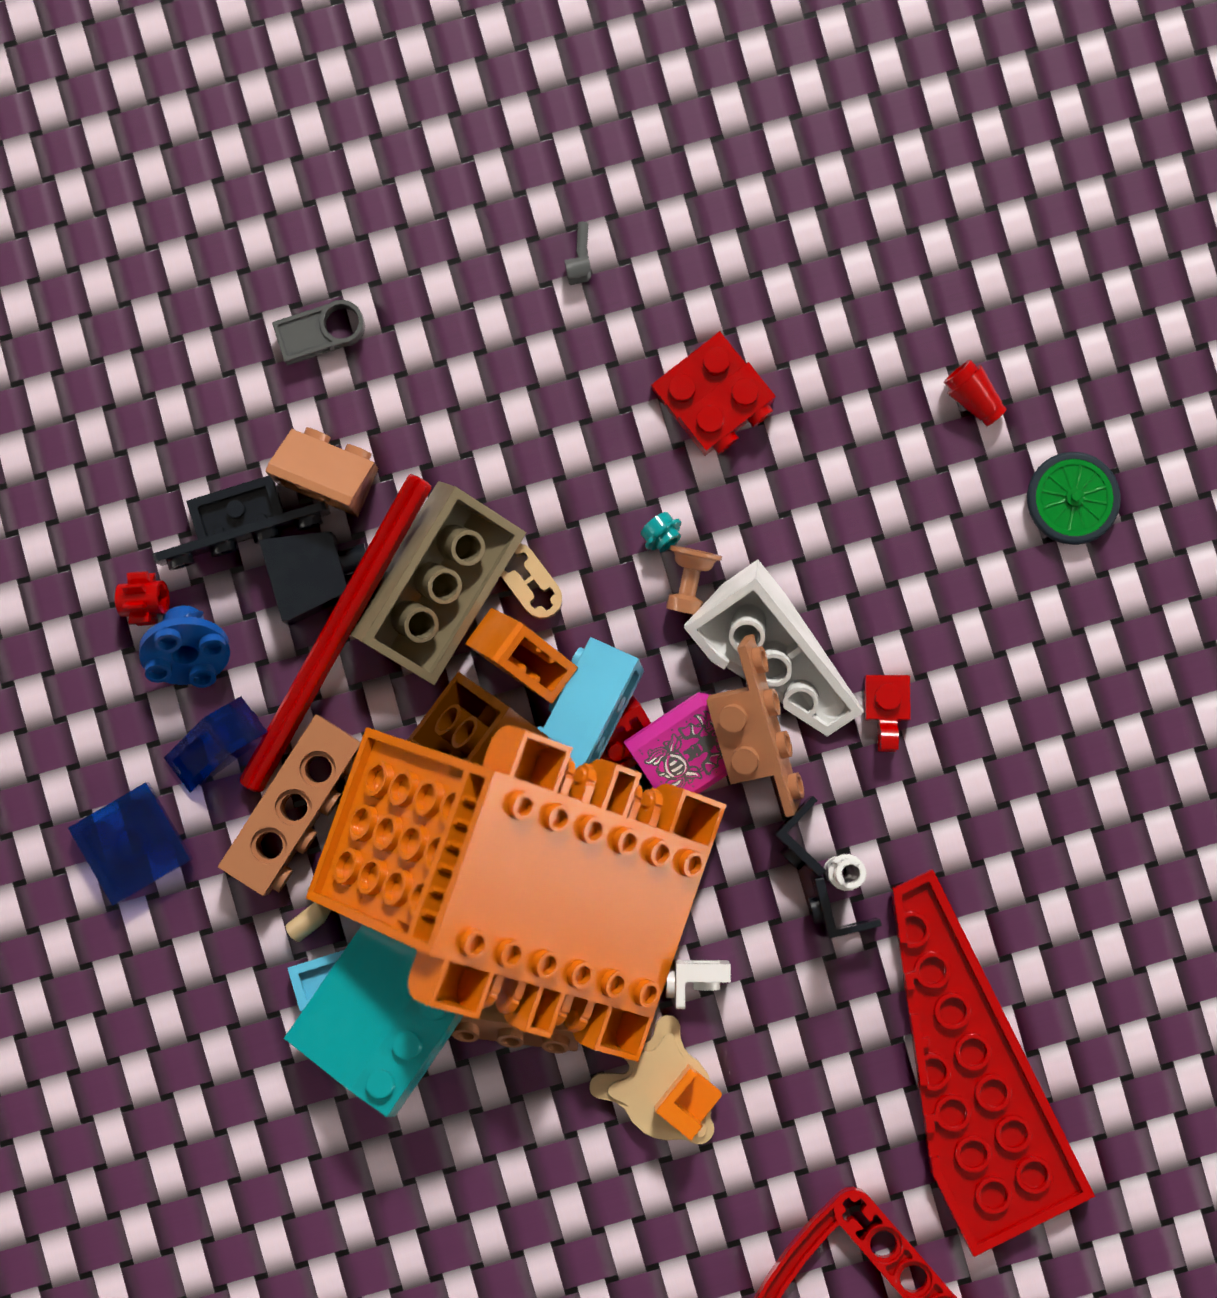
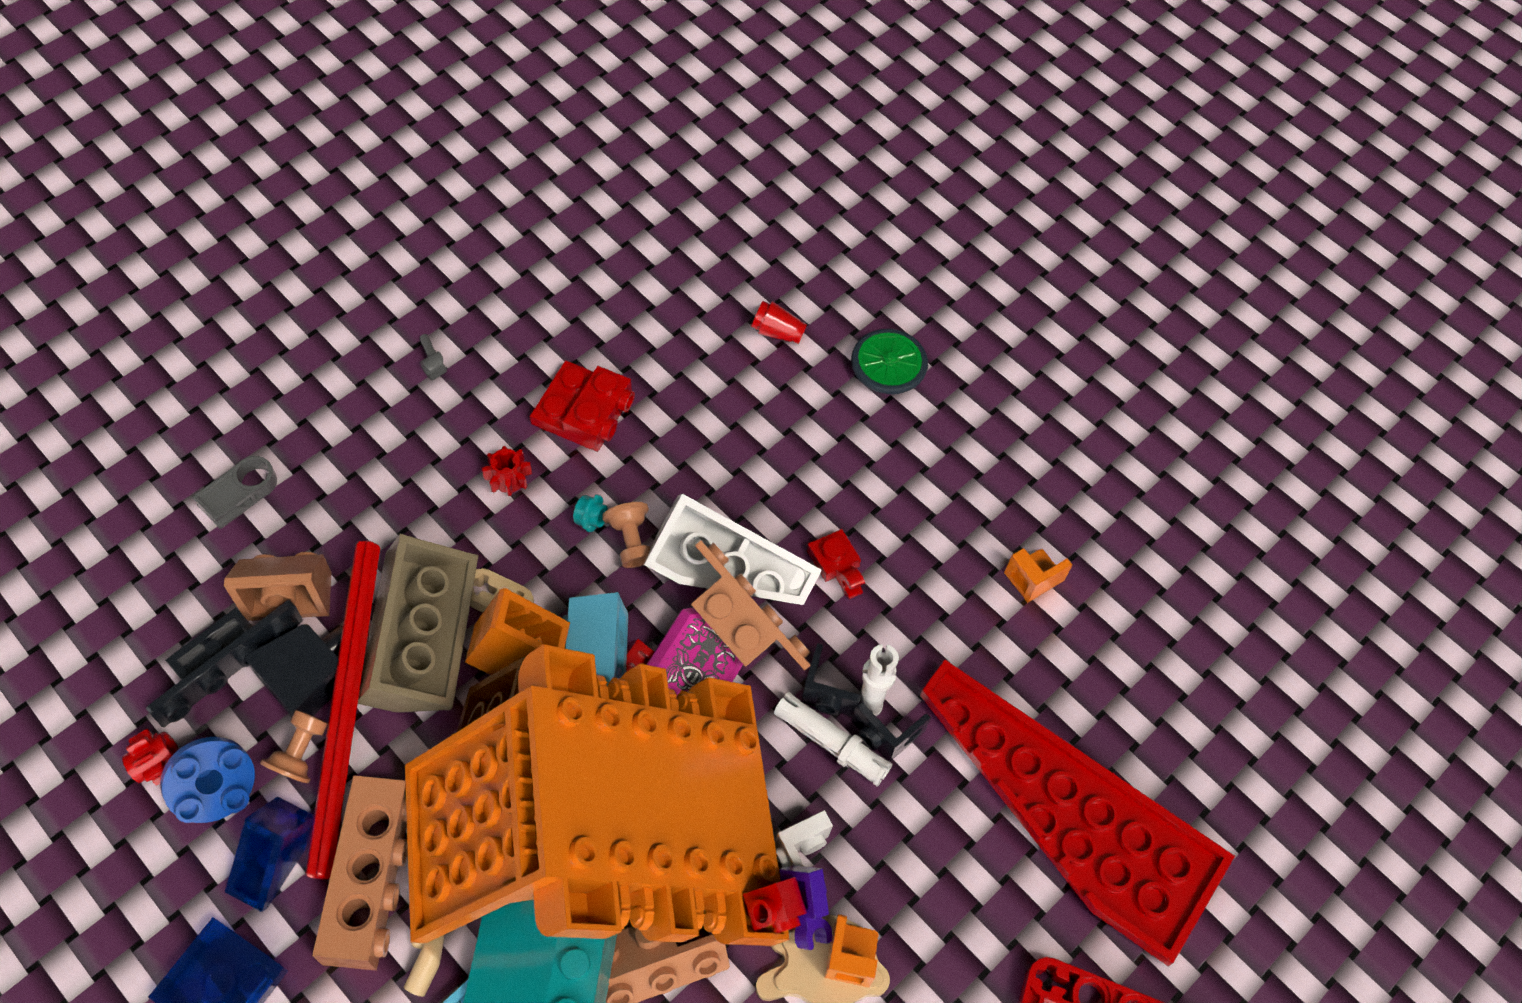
camera: 30 degrees left, 25 degrees down
(262, 667) = (290, 762): none -> nougat piece
(603, 431) = (507, 470): none -> red gear
(636, 1035) = (776, 906): none -> red plate
(669, 1038) = (814, 896): none -> dark purple plate
(788, 907) = (839, 743): none -> white pin
(1084, 820) = (1035, 573): none -> orange panel

